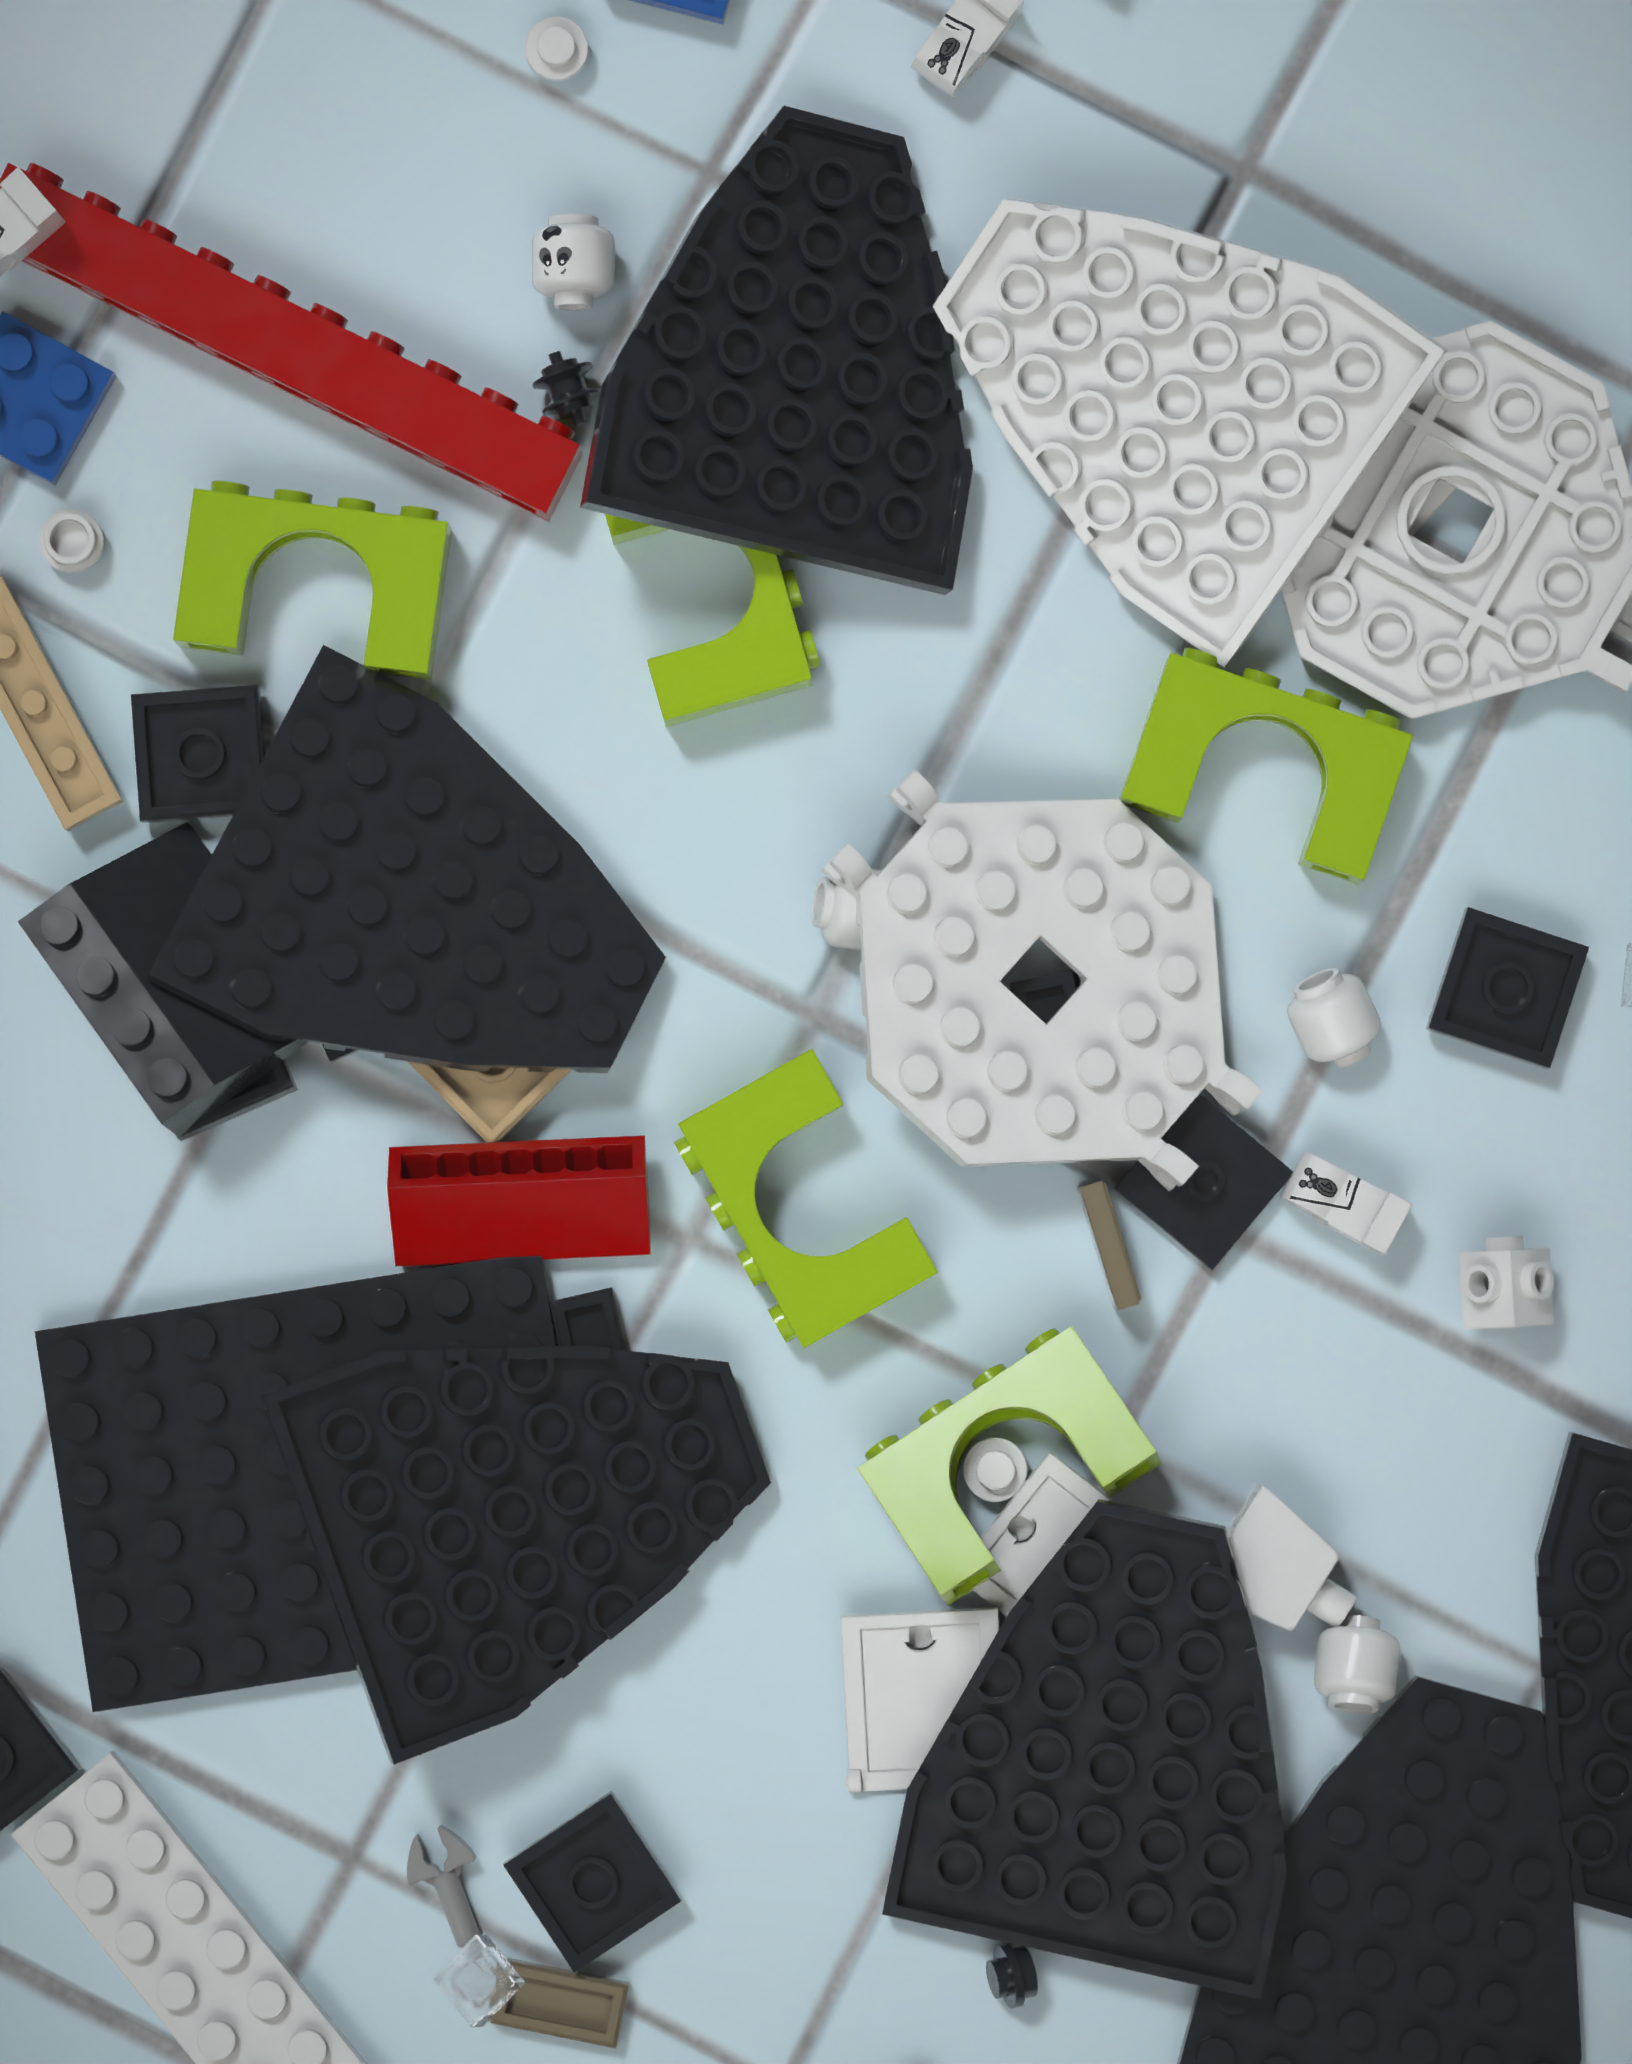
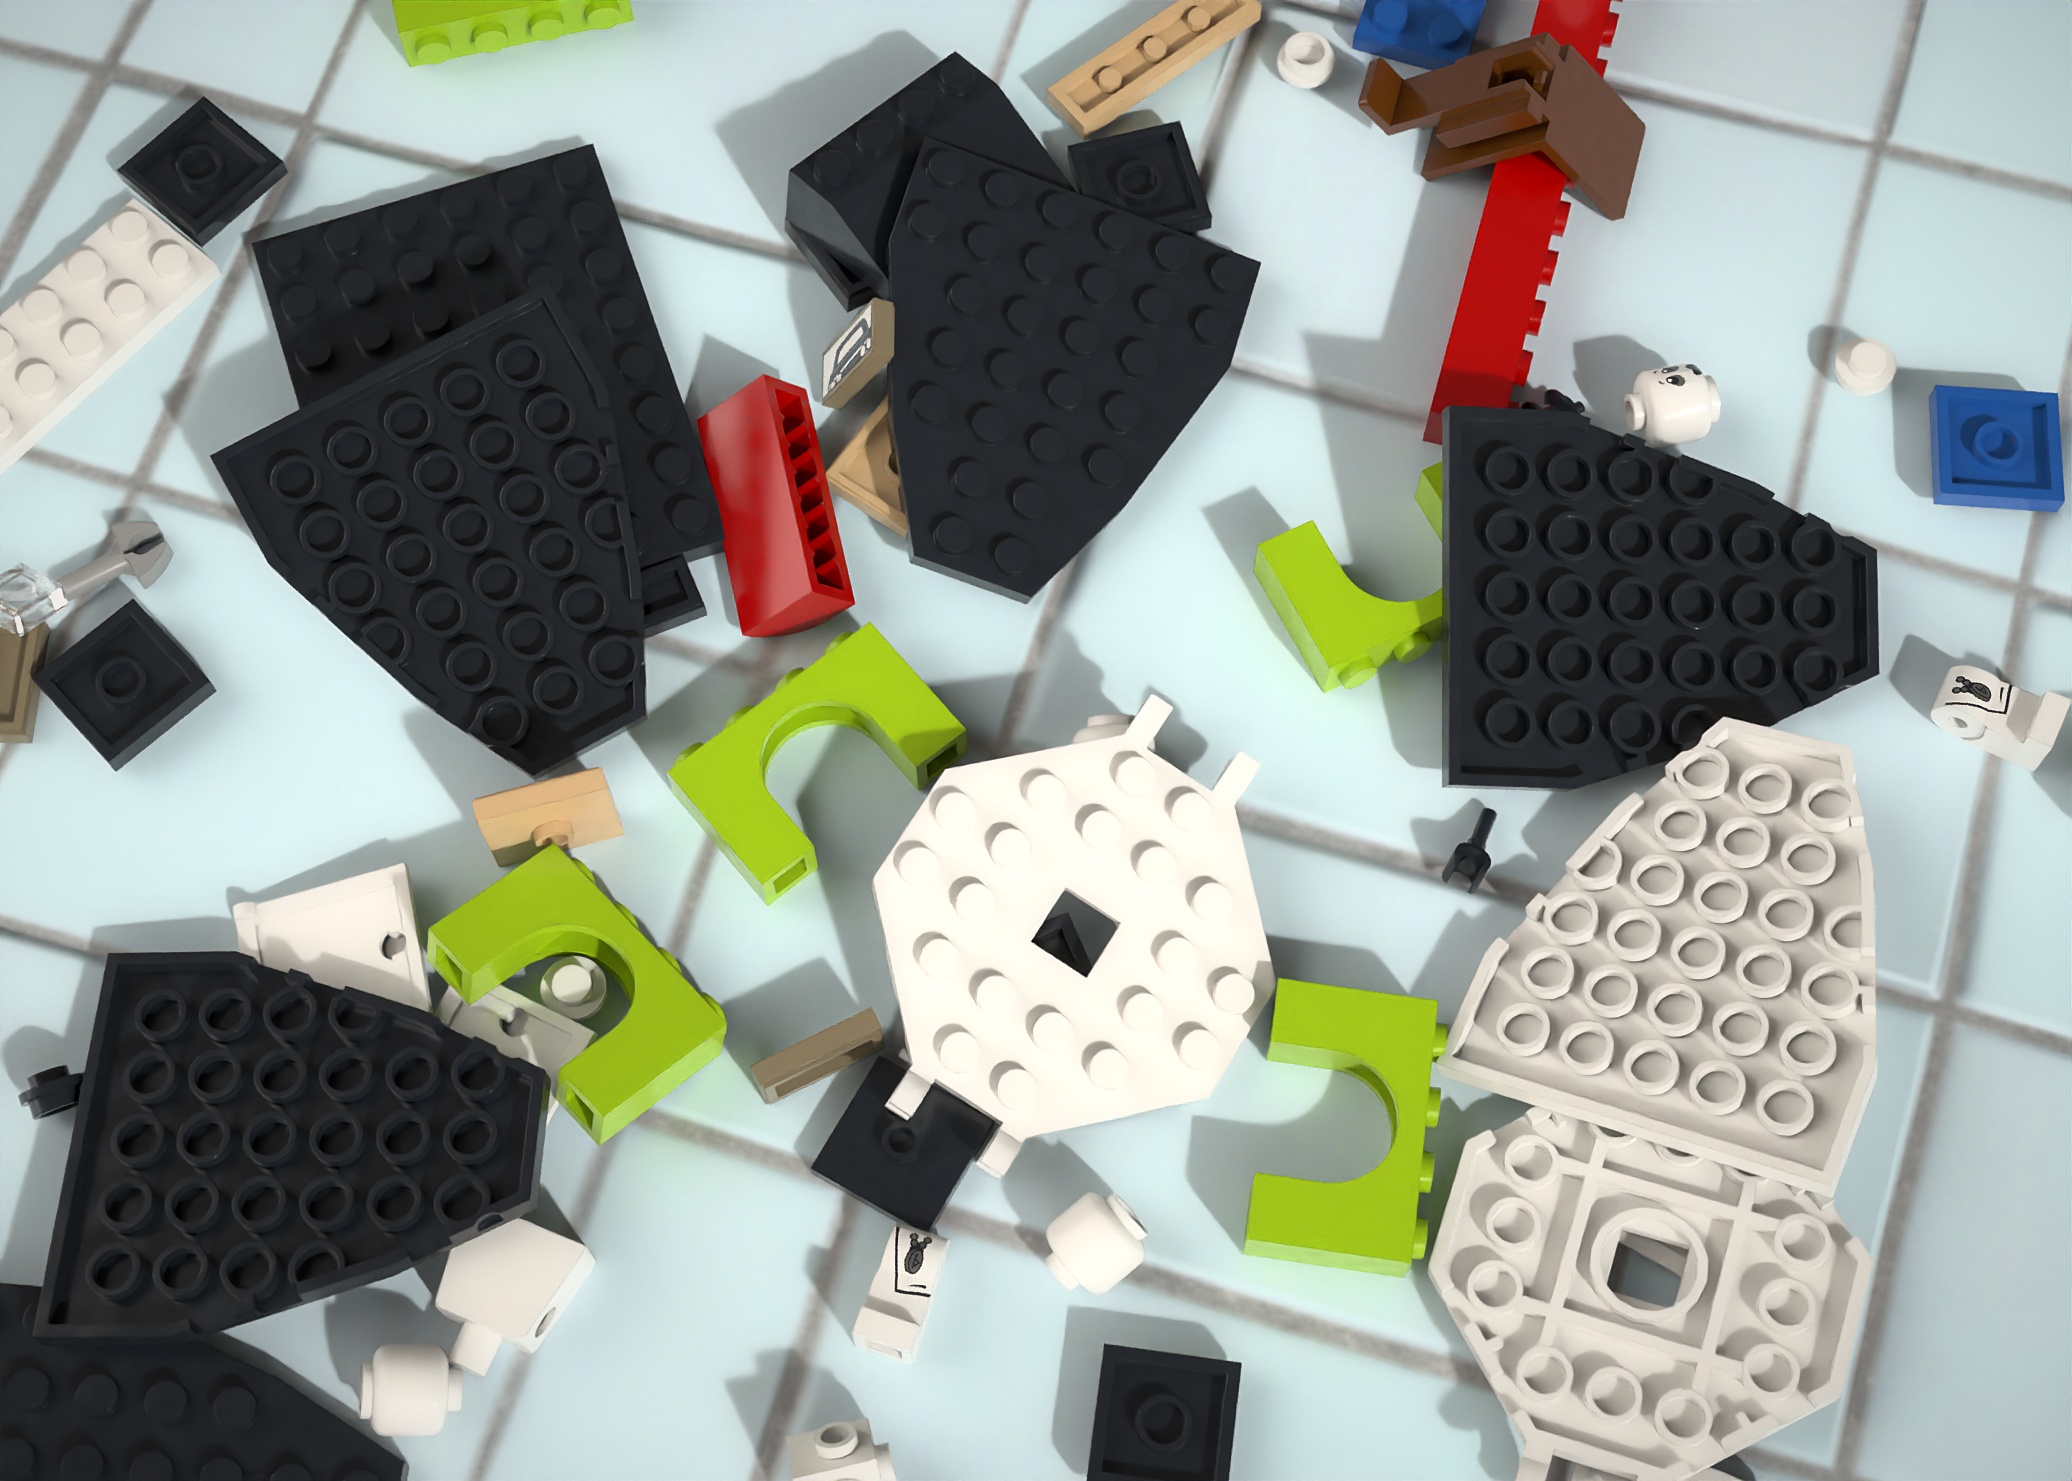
camera: 85 degrees right, 20 degrees down
(209, 339) = (1511, 105): none -> reddish brown piece
(238, 532) = (1342, 180): lime arch -> none
(368, 1086) = (858, 353): none -> dark tan tile
(835, 1469) = (559, 810): none -> tan plate
(1018, 581) = (1471, 857): none -> black hand

